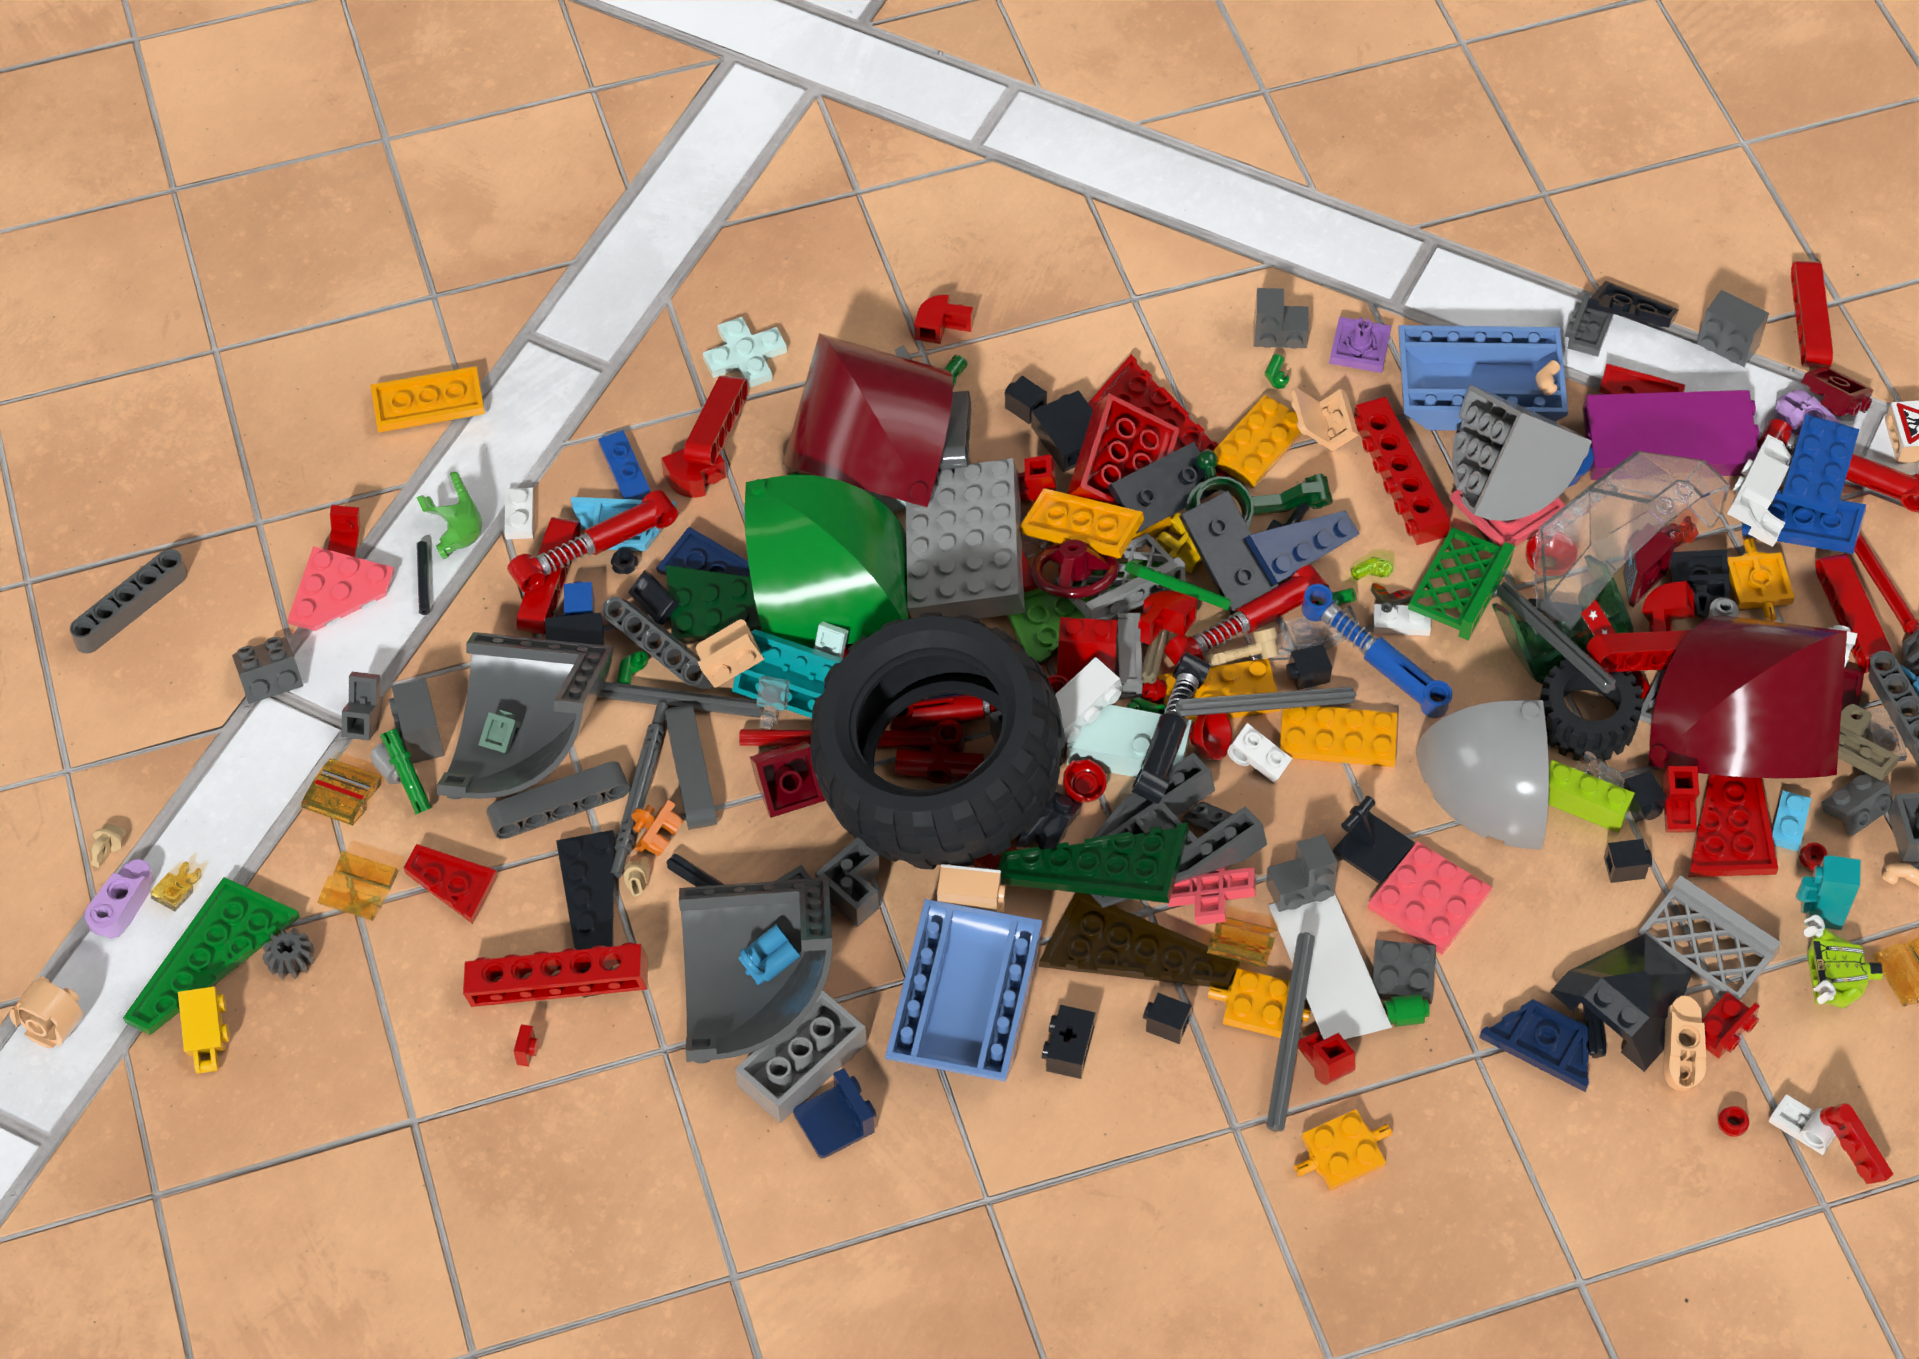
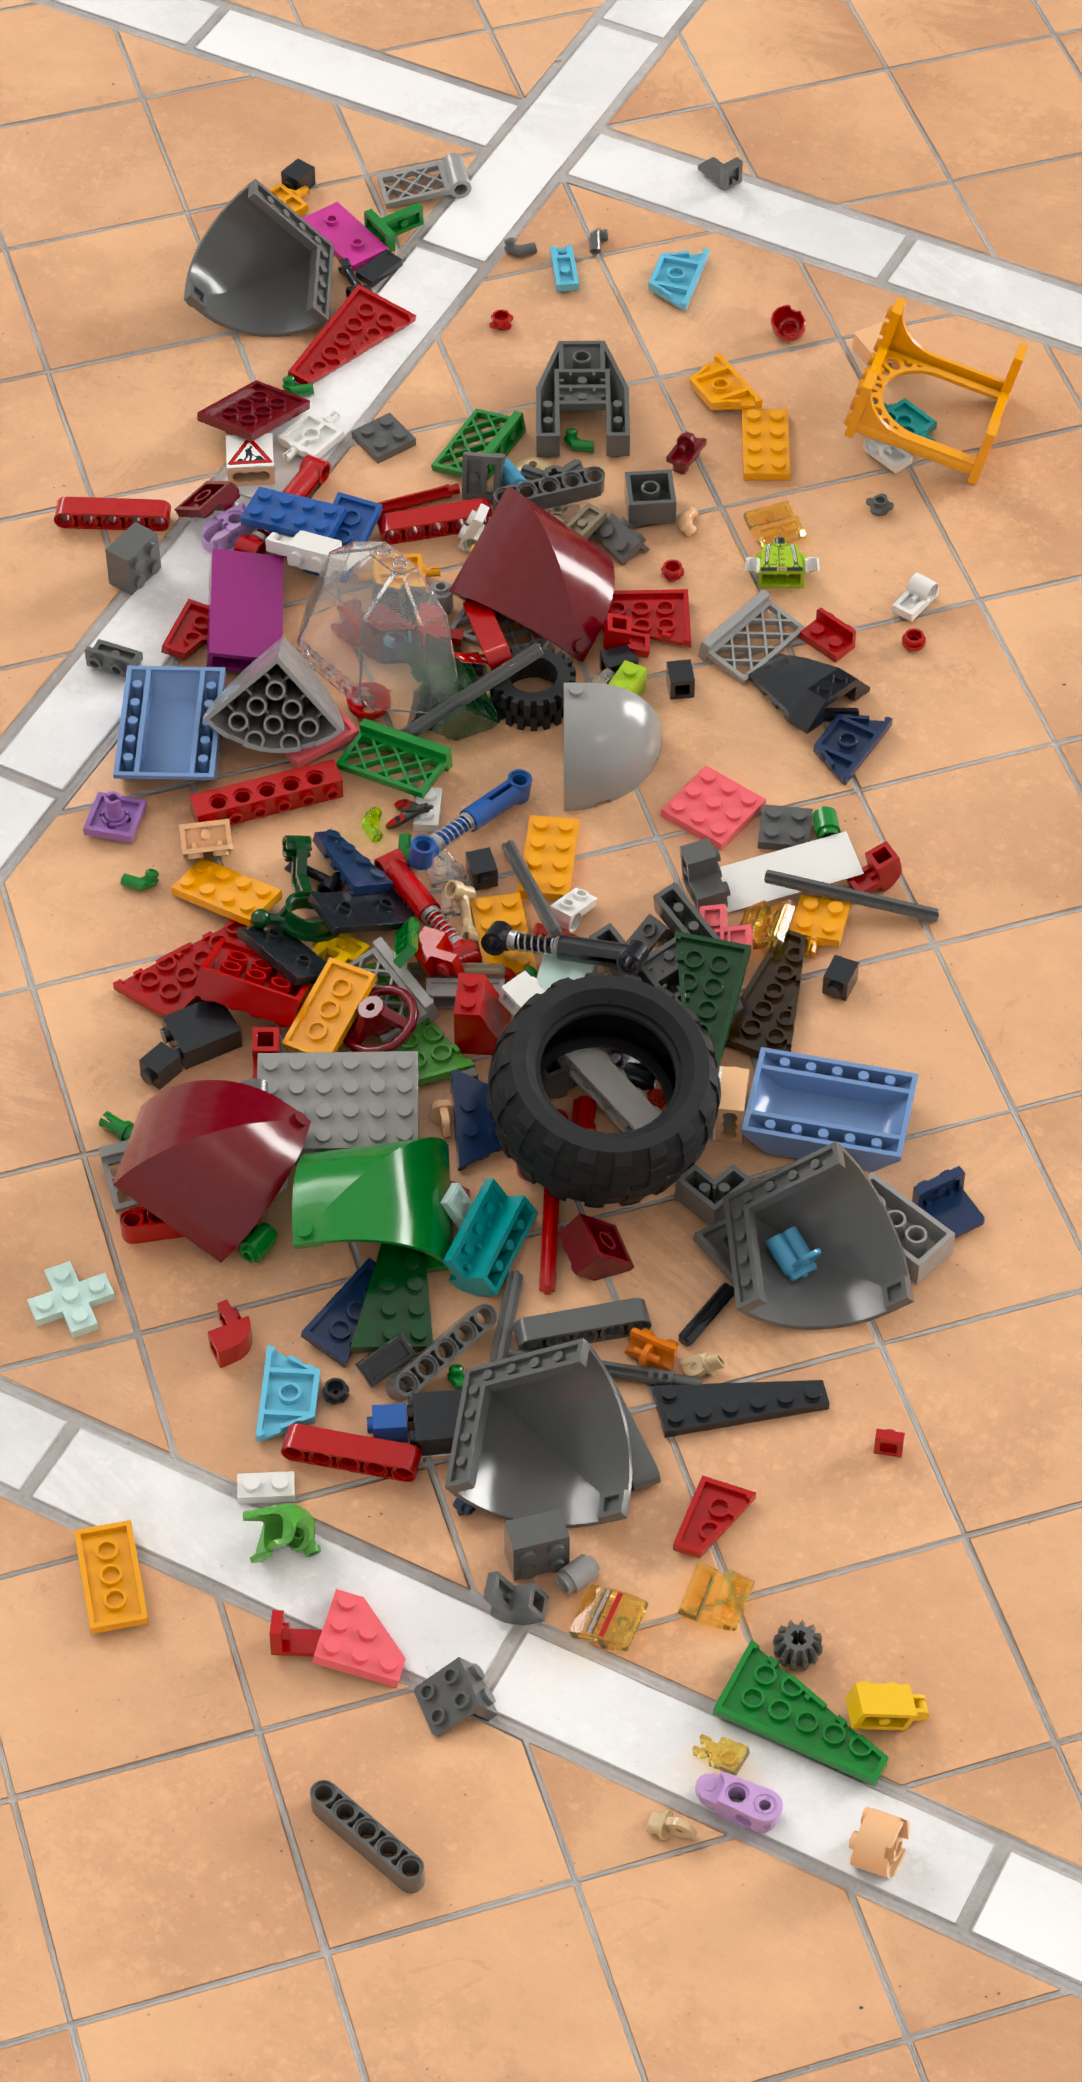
camera: 90 degrees left, 5 degrees down
(401, 760) = (588, 1549): green pin -> none
(423, 578) = (343, 1568): black piece -> none
(499, 731) = (544, 1478): sand green bracket -> none
(569, 982) = (821, 1347): red brick -> none
(624, 466) = (213, 1397): blue plate -> none
(653, 511) = (290, 1355): red piece -> none
(716, 420) = (174, 1306): red beam -> none
(728, 653) = (473, 1277): light nougat bracket -> none
(772, 696) = (512, 1254): clear plate -> none
(937, 314) = (50, 1136): red brick -> none
(1070, 1057) = (866, 1043): black brick -> none
(1279, 324) = (88, 870): dark grey brick -> none
(1343, 1149) = (954, 874): light orange plate -> none
(1371, 843) = (663, 838): black plate -> none
(1545, 378) = (192, 675): light nougat arm -> none
(1629, 304) = (91, 627): black wing -> none
(1685, 1019) = (855, 655): light nougat piece -> none
(1790, 820) = (636, 580): medium azure plate -> none
(1830, 890) = (723, 548): teal piece -> none
(1857, 1143) = (939, 563): red plate -> none

